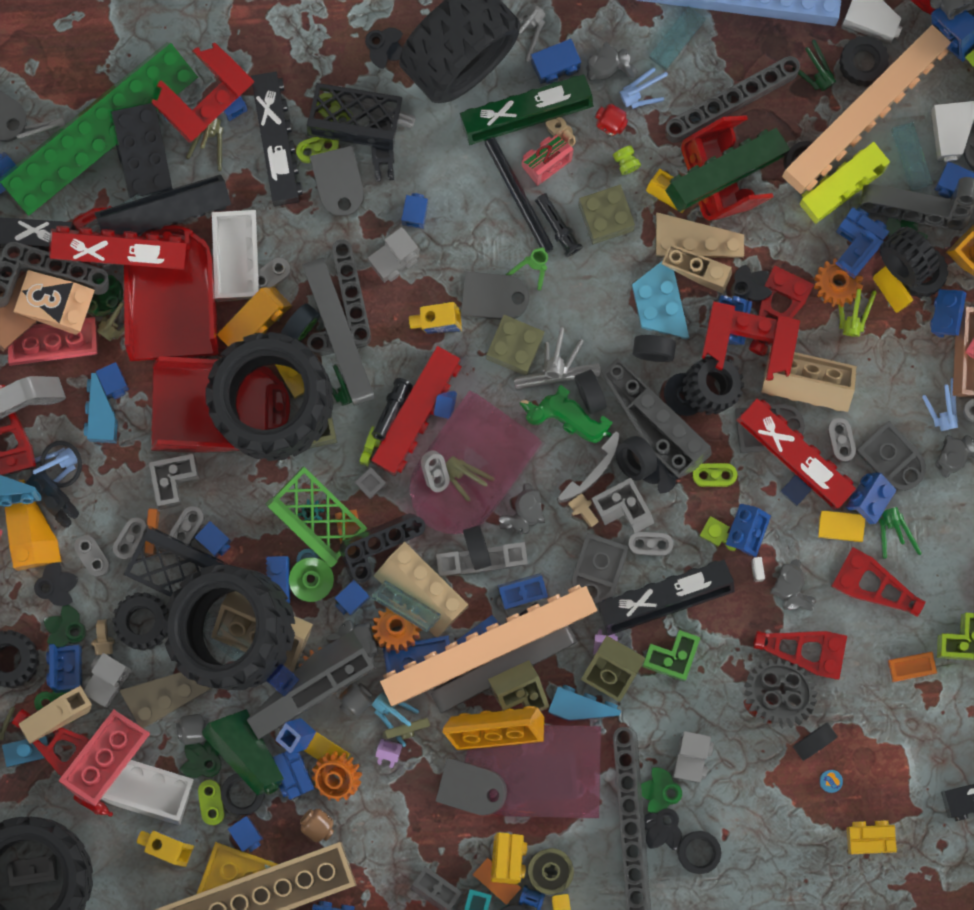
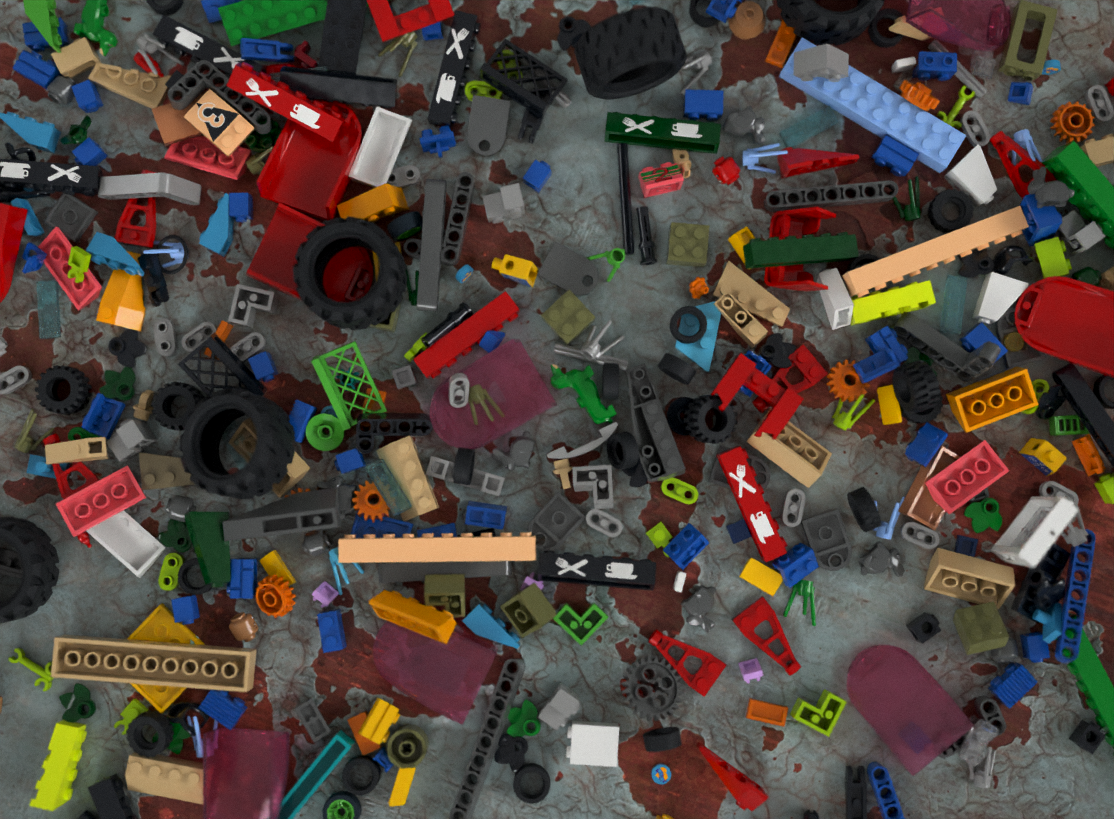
camera: 30 degrees right, 5 degrees up
(66, 204) = (265, 50): none -> blue hinge
(109, 196) = (301, 56): none -> dark red bracket
(172, 849) = (119, 593): yellow torso -> none
(282, 680) = (261, 504): clear blue tile -> none
(294, 222) = (439, 142): none -> blue hips
(295, 735) = (255, 551): blue brick -> none
(383, 347) = (464, 273): none -> dark azure tile
(406, 731) = (340, 582): olive plate -> none
(413, 786) = (331, 630): none -> blue brick
(469, 788) = (373, 652): dark grey tile -> none
(626, 160) = (723, 208): lime wheel -> none
(638, 254) = (698, 288): none -> orange plant
(647, 280) = (688, 310): none -> black tyre
(691, 73) = (805, 161): none -> red wedge
(745, 780) = (593, 743): none -> white brick
(780, 29) = (894, 156): none -> blue brick
(786, 203) = (836, 298): none -> white slope
(874, 629) = (750, 669): none -> lavender tile
(911, 104) = (972, 264): none -> black plate
(915, 407) = (864, 509): none -> black tyre
(921, 756) = (743, 789): none -> red wedge
(942, 88) = (1004, 261): none -> black piece

